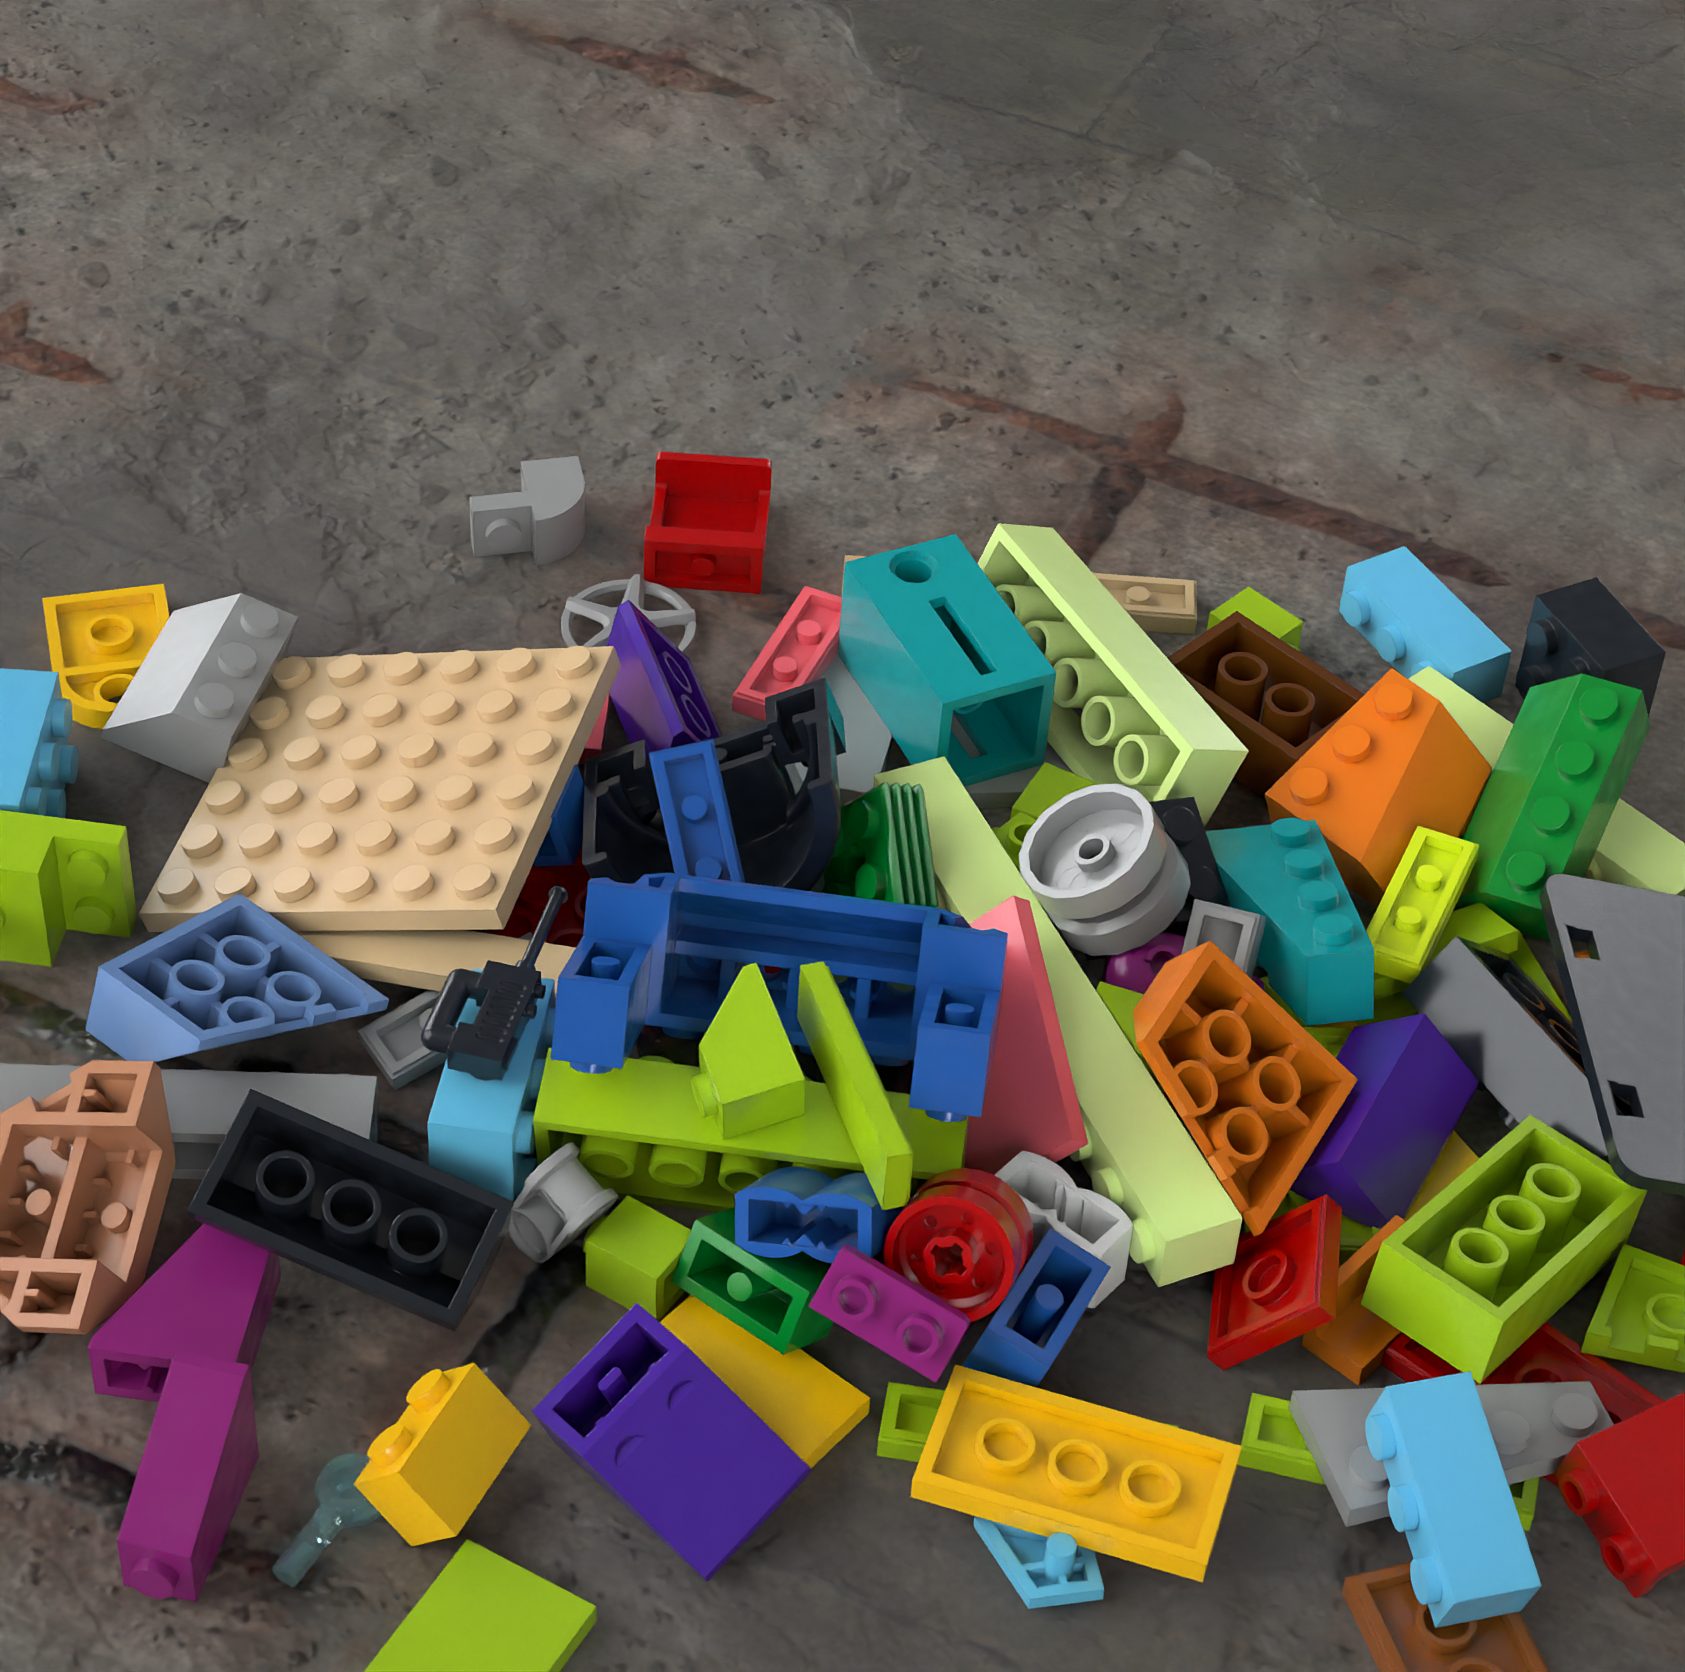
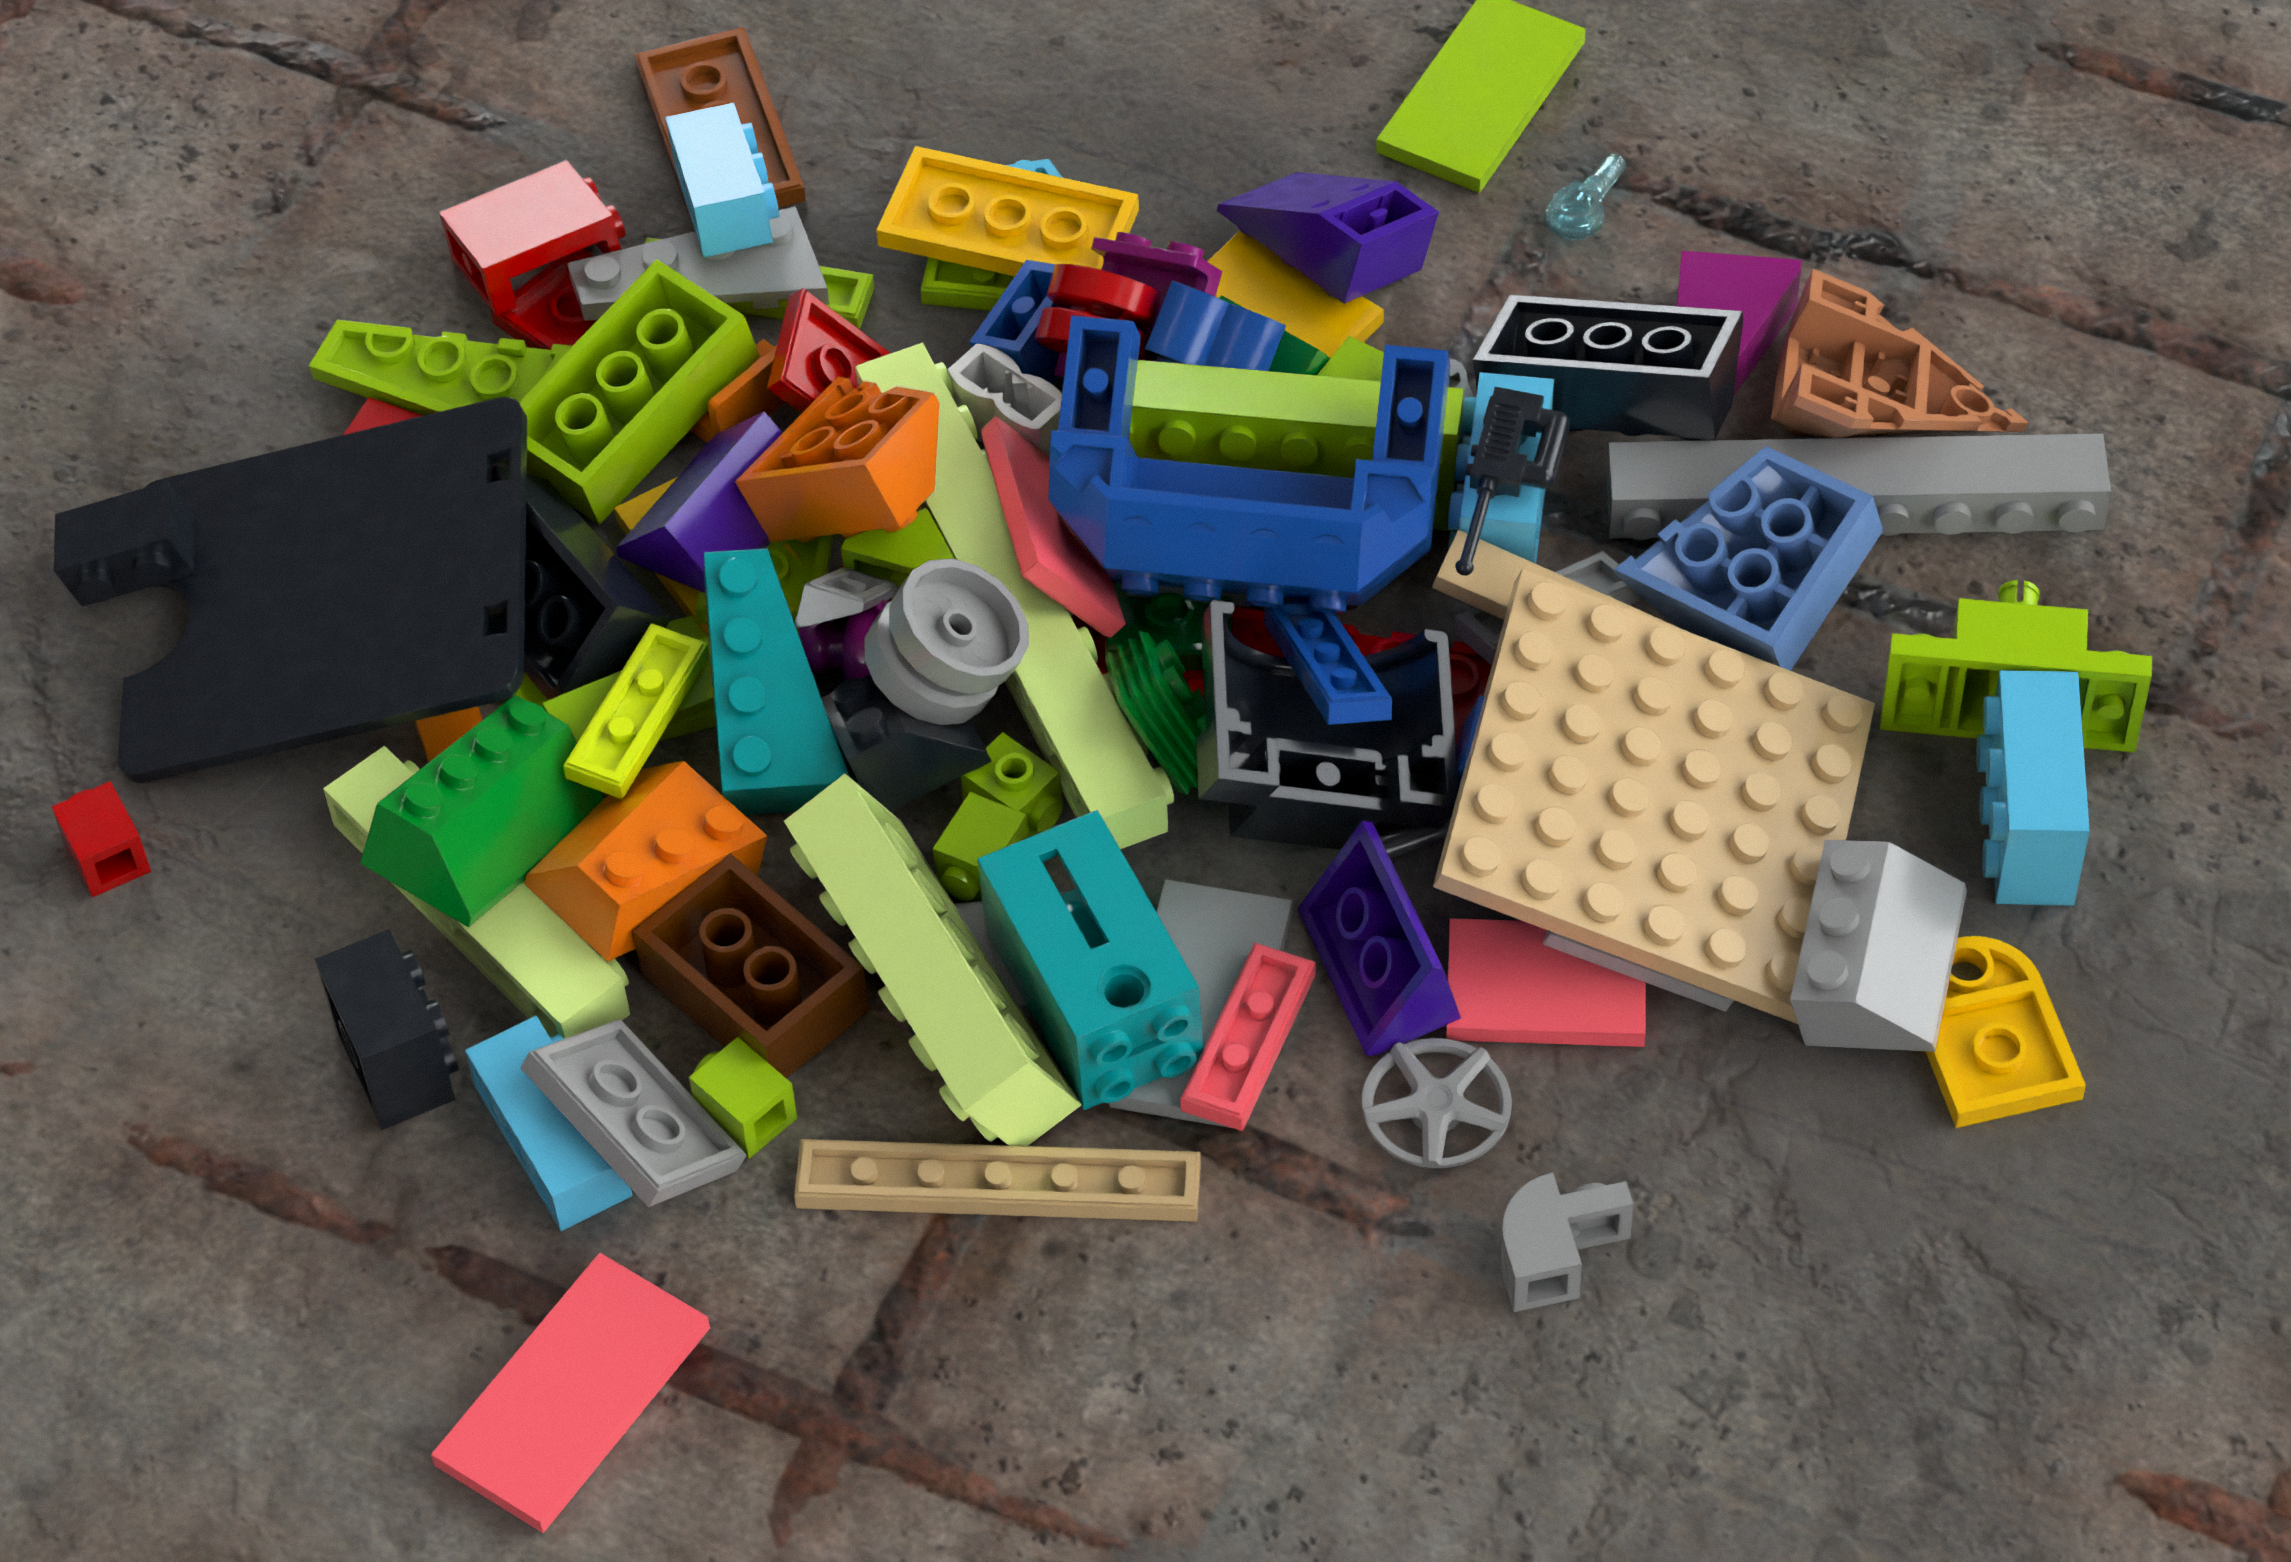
camera: 175 degrees left, 10 degrees up
(189, 1477) = (1696, 187): magenta slope -> none
(441, 1454) = (1506, 211): yellow brick -> none
(708, 522) = (1356, 1237): red panel -> none
(747, 1062) = (1278, 388): lime slope -> none
(855, 1086) = (1188, 370): lime tile -> none
(1355, 606) = (633, 1112): none -> light grey tile
(1358, 477) = (570, 1392): none -> coral tile

